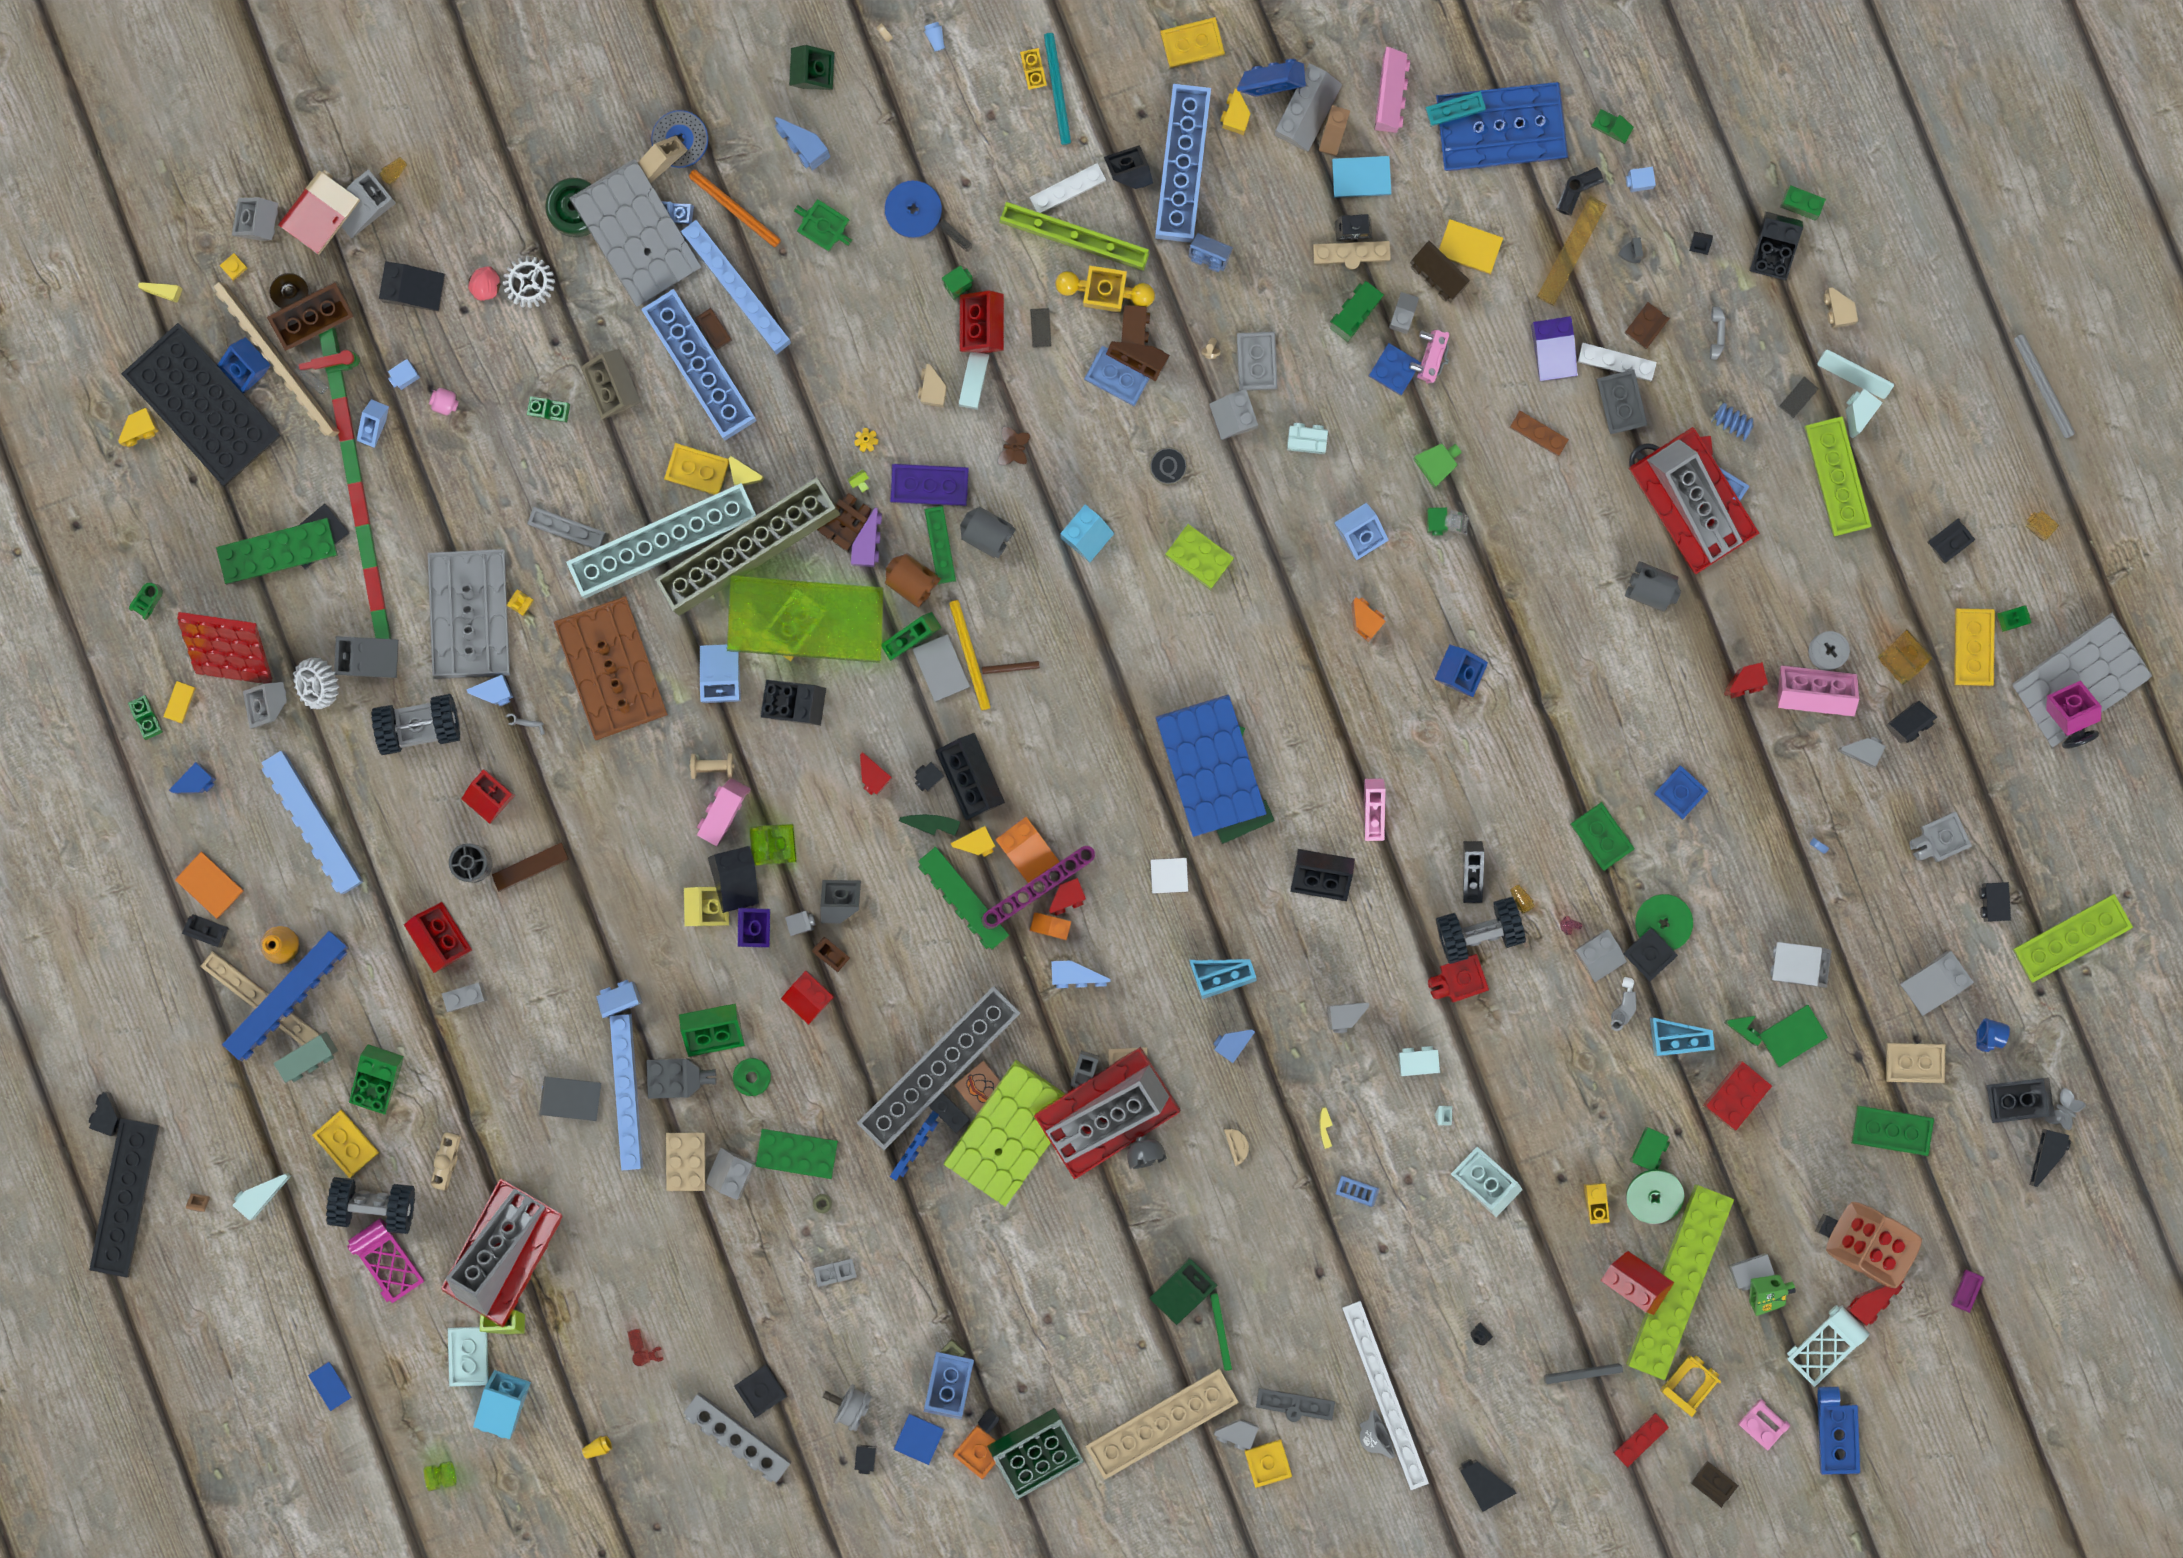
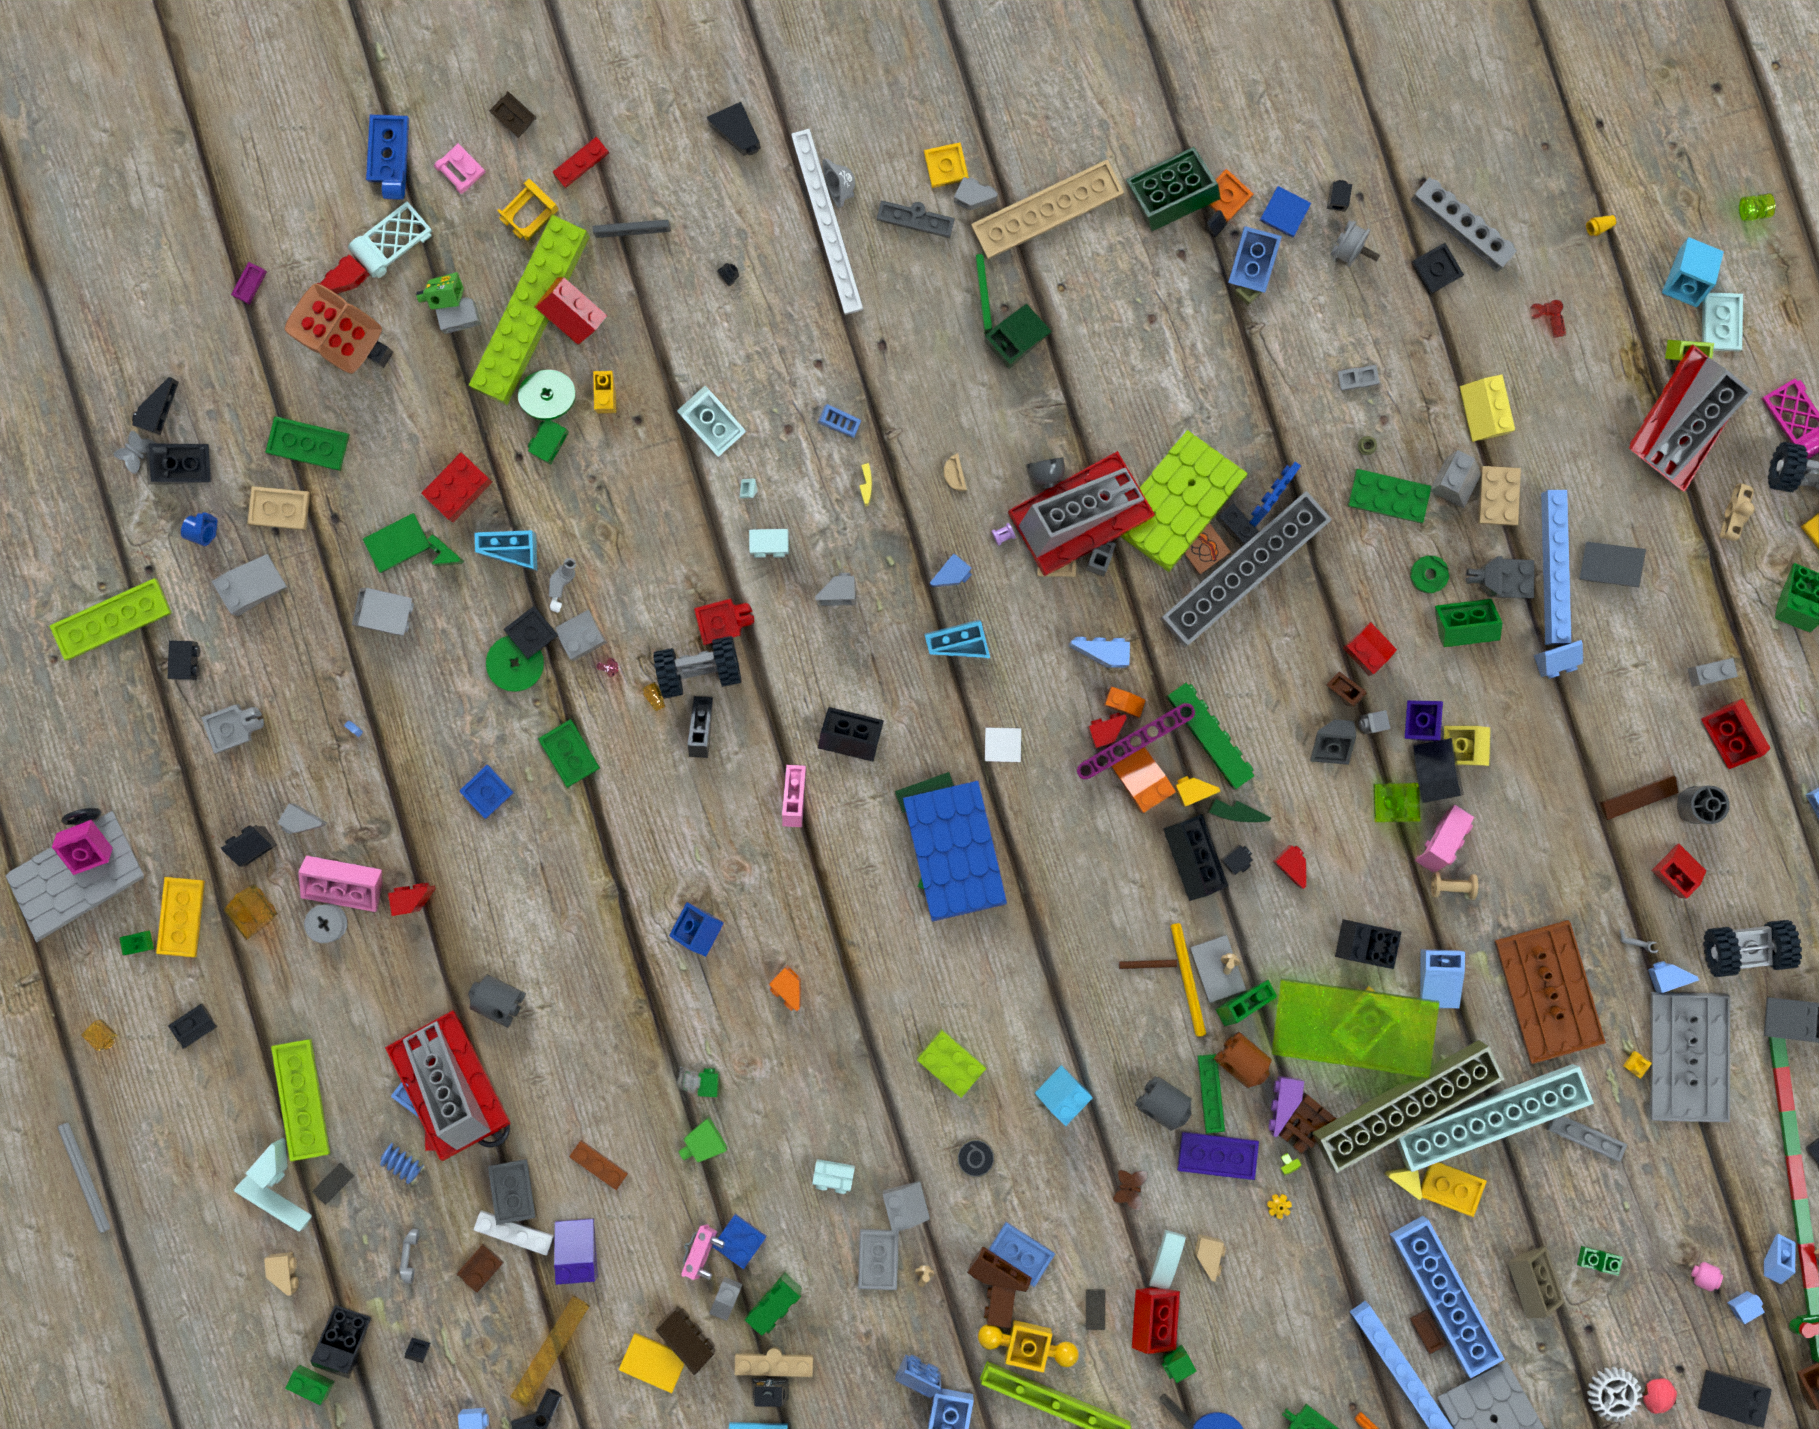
camera: 175 degrees left, 0 degrees up
(704, 1249) = (1487, 408): none -> light yellow slope
(930, 676) = (1230, 960): none -> tan plate
(1177, 1087) = (1003, 534): none -> lavender bush
(1361, 531) = (785, 1077): light blue slope -> none
(1632, 251) = (487, 1346): dark grey tile -> none

